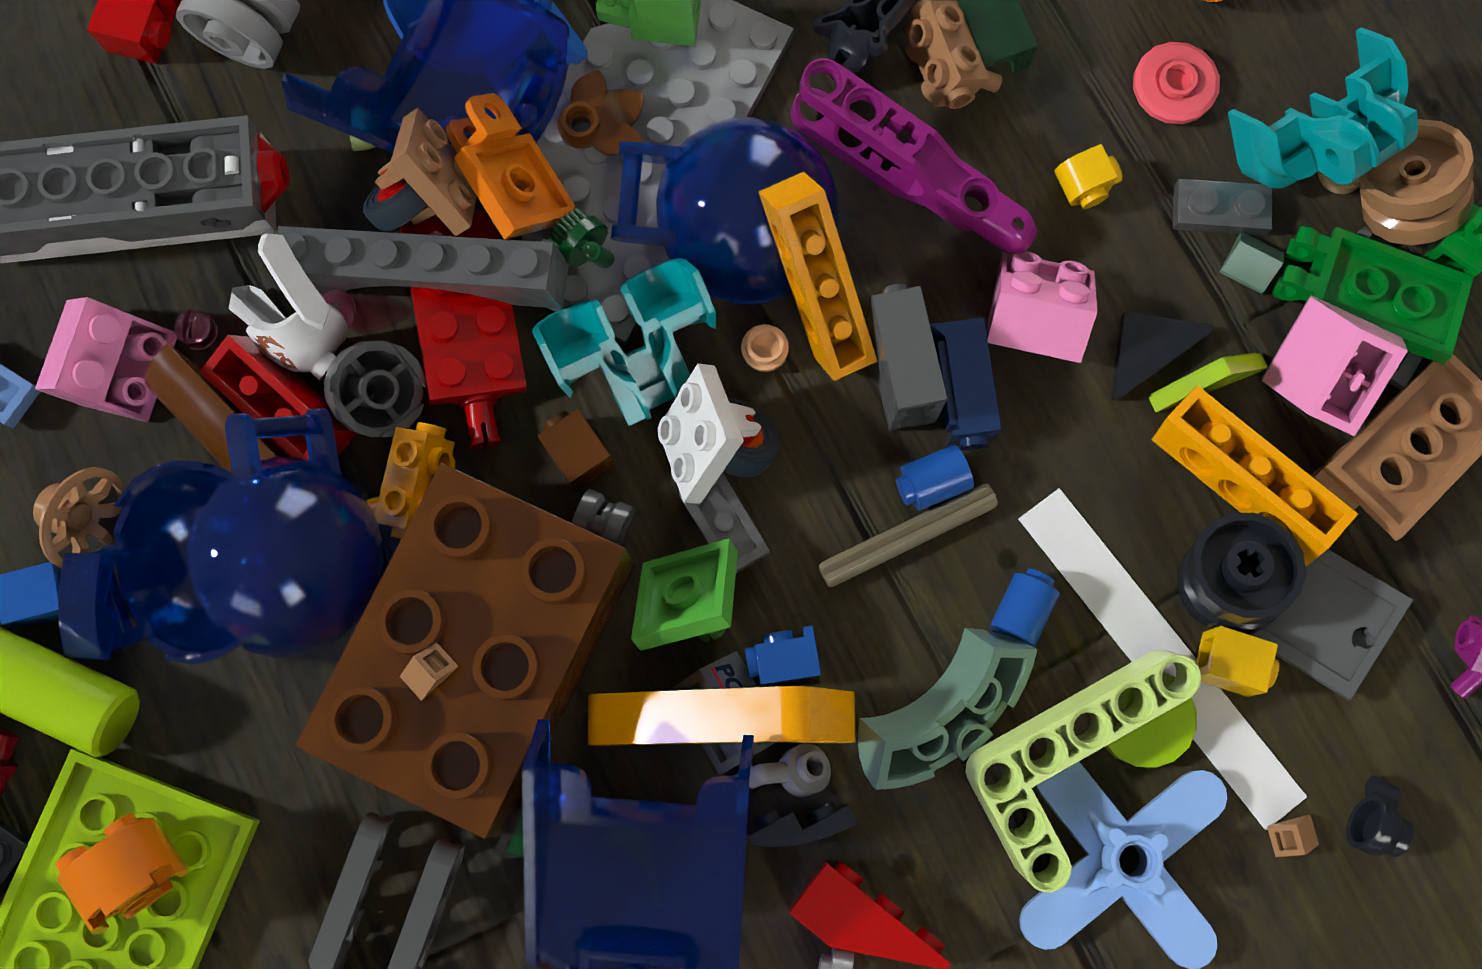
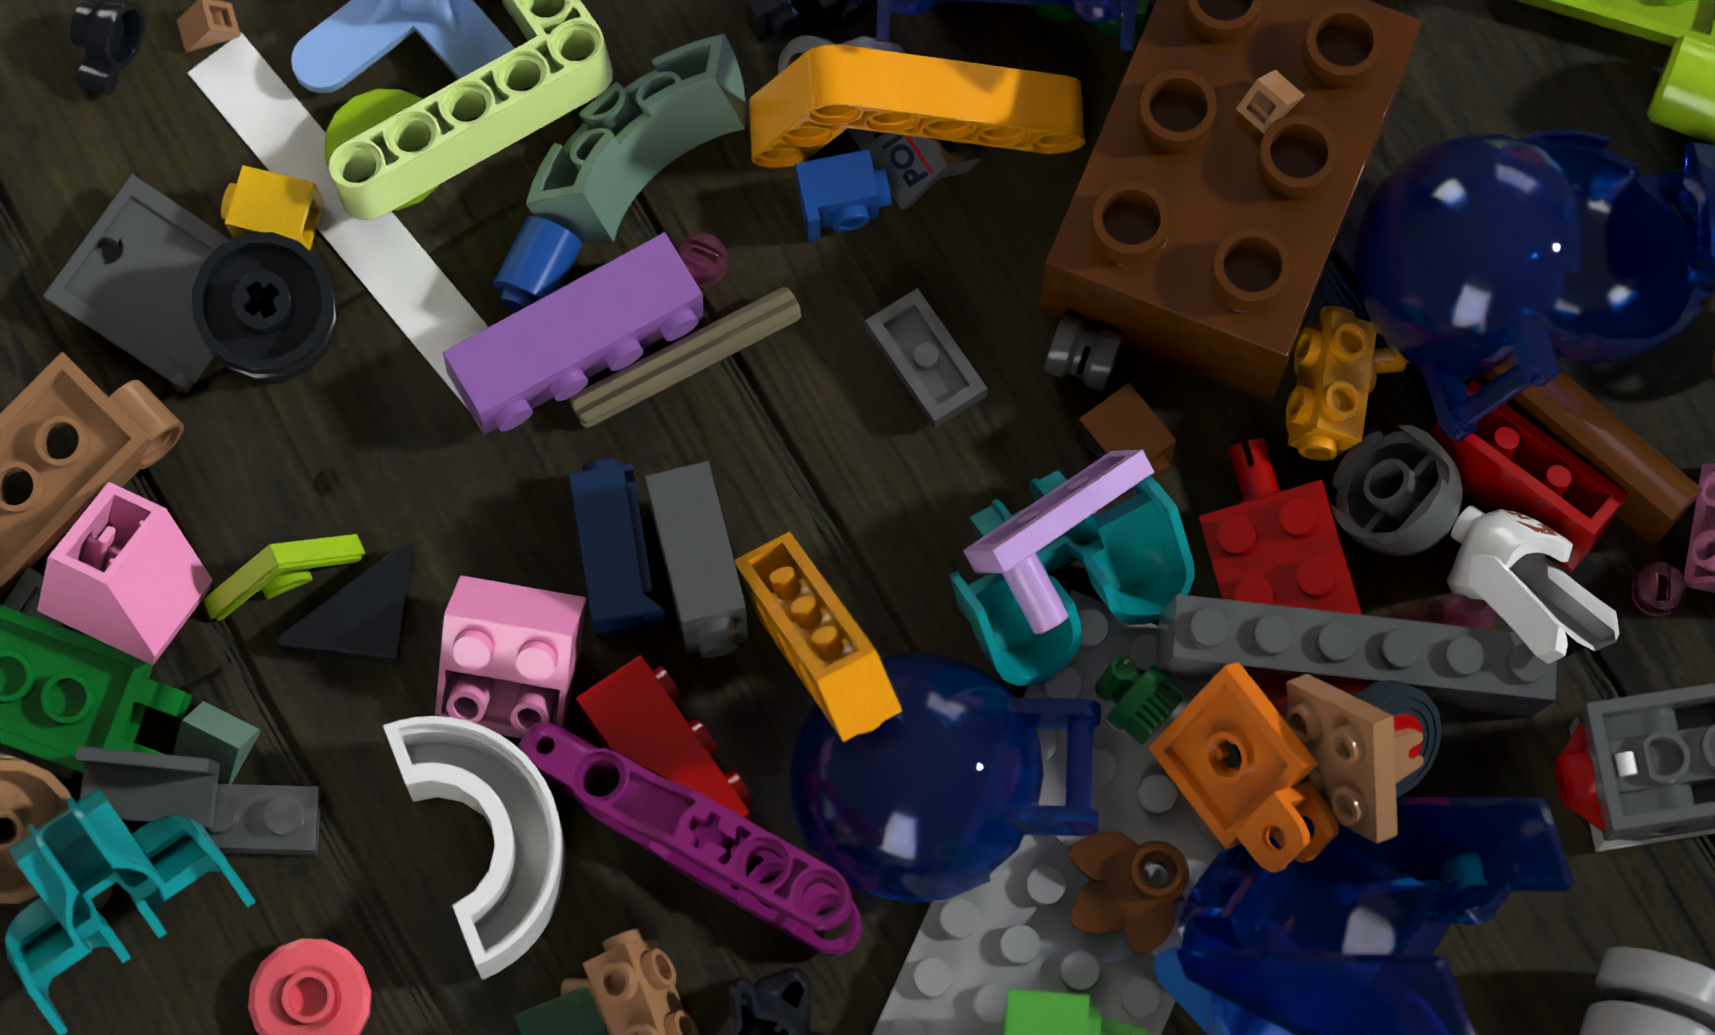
camera: 175 degrees right, 5 degrees down
(634, 351) = (1013, 544): none -> lavender piece
(686, 595) = (969, 249): bright green tile -> none
(713, 435) = (941, 450): white plate -> none
(764, 348) = (883, 592): light nougat plate -> none
(890, 625) = (701, 268): none -> clear pink hinge
(935, 478) = (654, 422): blue brick -> none
(937, 242) = (639, 720): none -> red slope
(996, 544) = (574, 335): none -> medium lavender brick
(1065, 217) = (500, 782): none -> white brick
(1088, 177) = (442, 842): yellow plate -> none
(1252, 472) = (244, 428): light orange brick -> none
(1308, 212) = (151, 784): none -> dark grey panel

